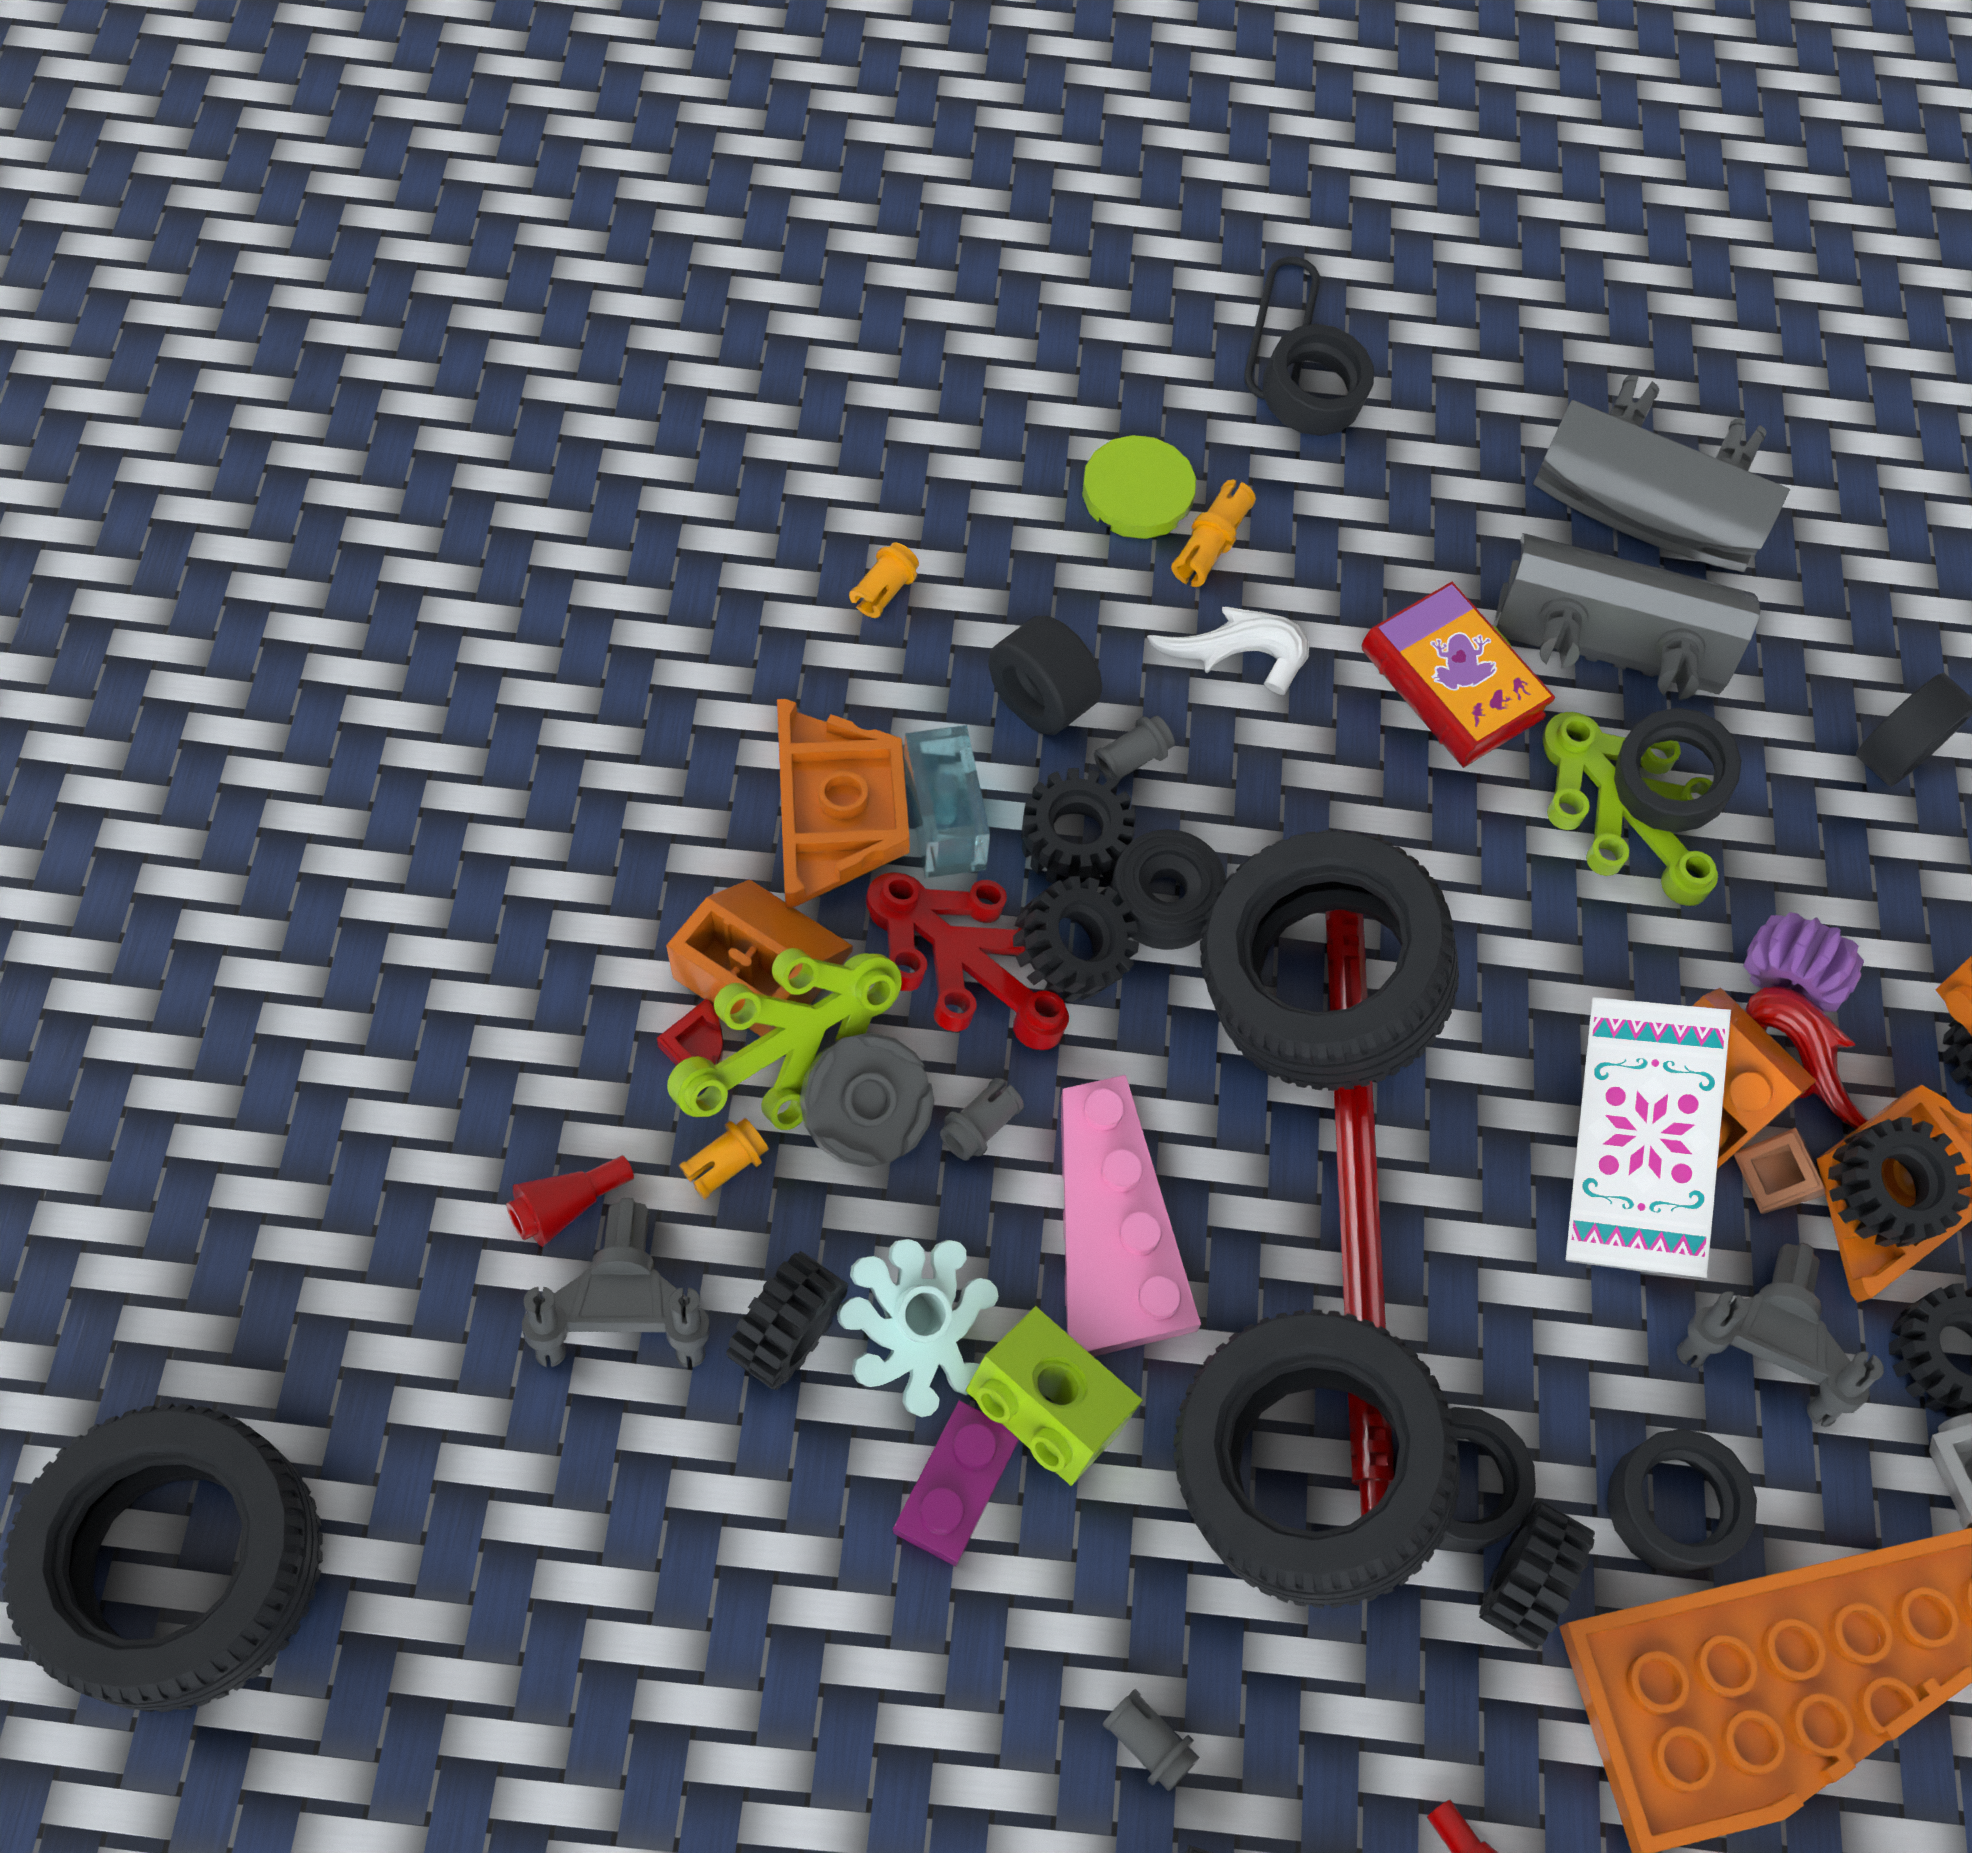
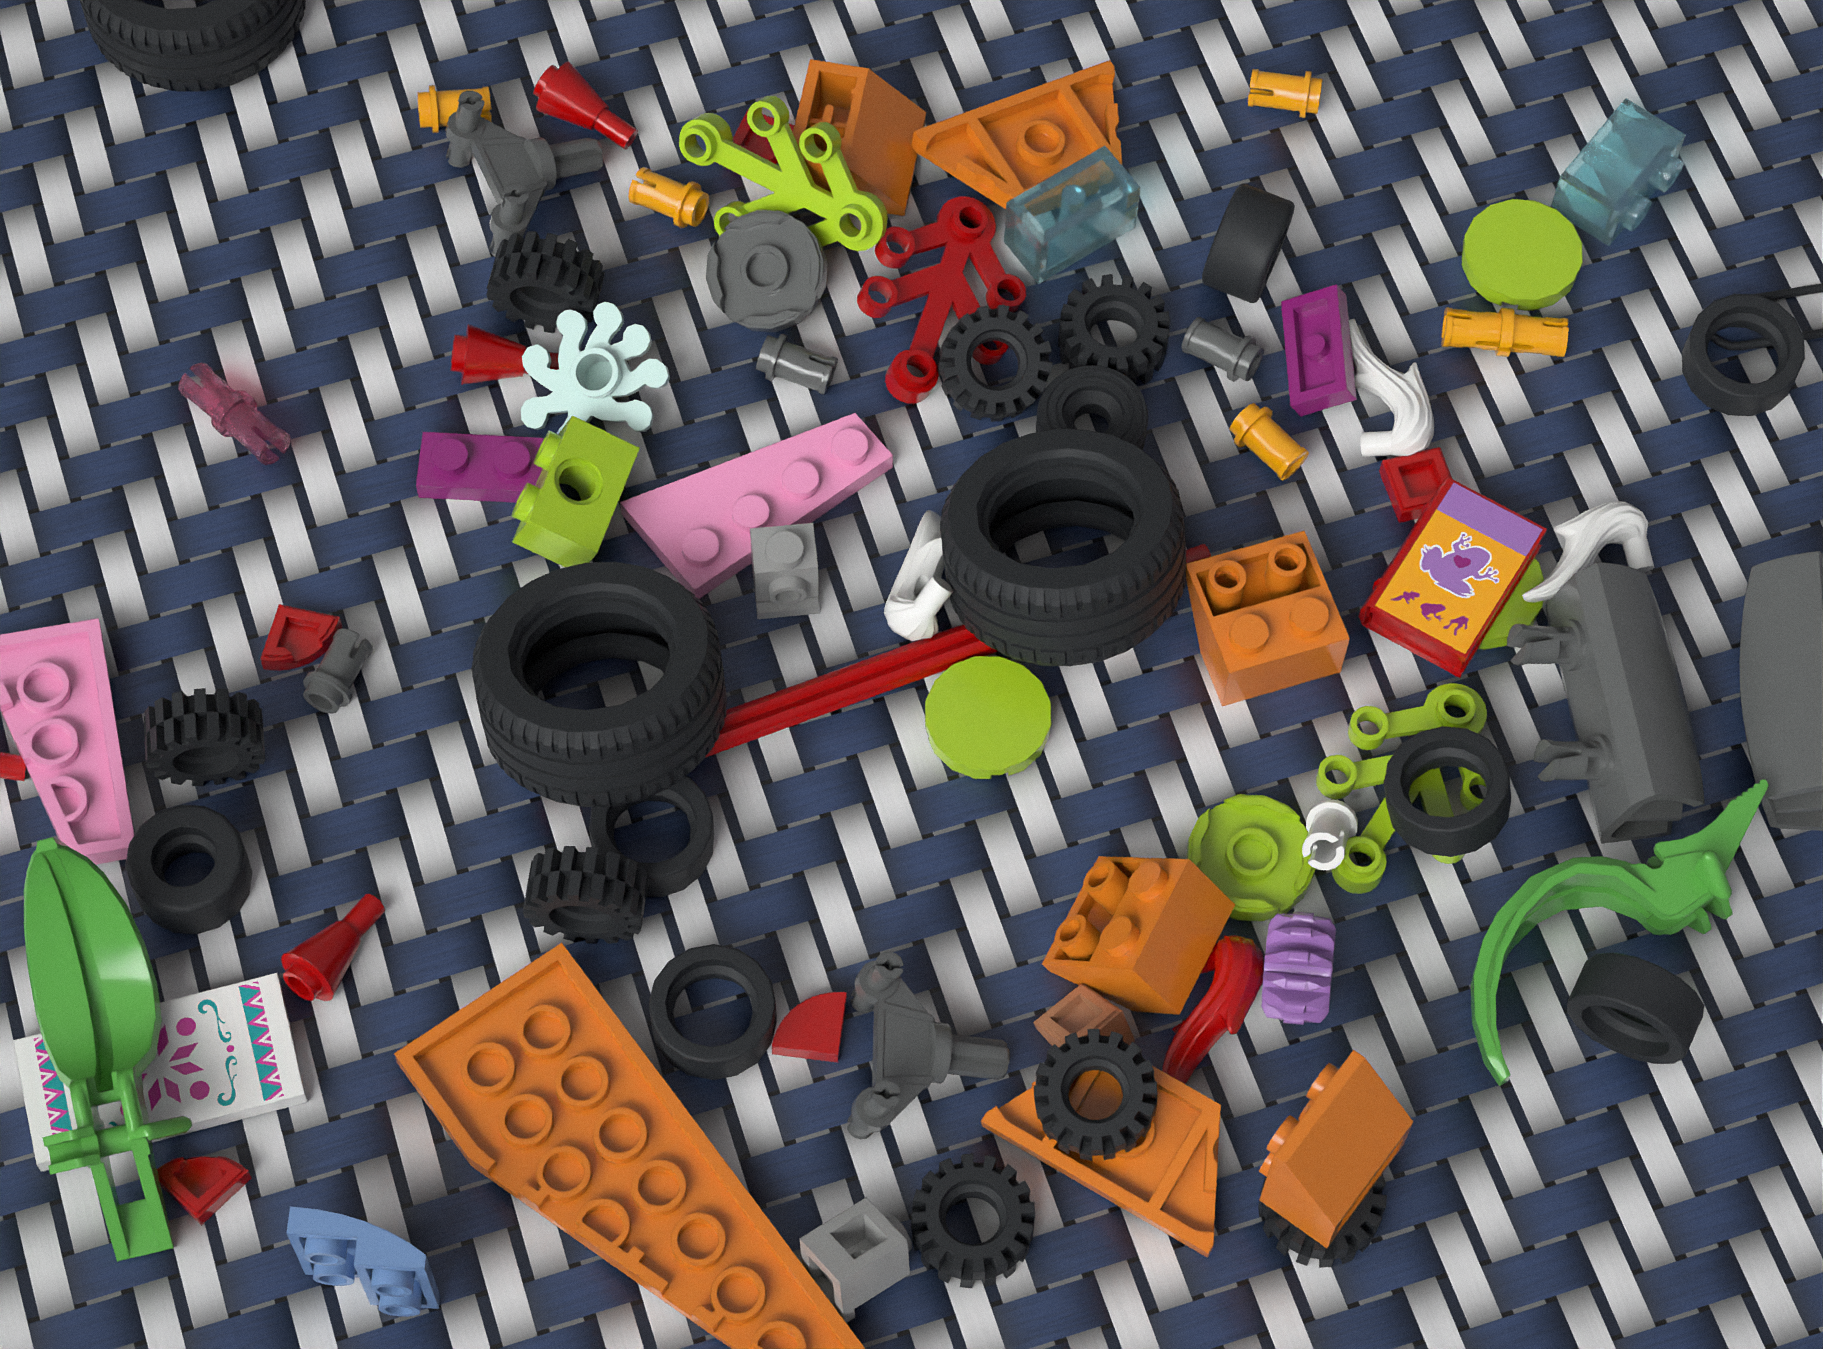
camera: 70 degrees right, 0 degrees up
(494, 1331) = (437, 106): none -> light orange pin
(772, 1734) = (234, 413): none -> clear pink pin
(831, 1422) = (489, 357): none -> red cone
(1083, 1770) = (298, 638): none -> red tile
(1100, 378) = (1618, 173): none -> clear light blue brick
(1174, 674) = (1318, 350): none -> magenta plate
(1221, 1227) = (785, 570): none -> light grey brick
(1245, 756) = (1268, 440): none -> light orange pin
(1285, 1120) = (919, 587): none -> white piece
(1333, 665) = (1413, 481): none -> red tile
(1438, 1116) = (987, 717): none -> lime tile
(1444, 552) = (1585, 538): none -> white piece
(1452, 826) = (1265, 618): none -> orange slope
(1649, 1137) = (1035, 871): white tile -> none
(1653, 955) = (1253, 855): none -> lime tile
(1657, 880) = (1328, 830): none -> white pin
(1717, 1407) = (813, 1028): none -> red tile
(1817, 649) = (1660, 895): none -> bright green piece

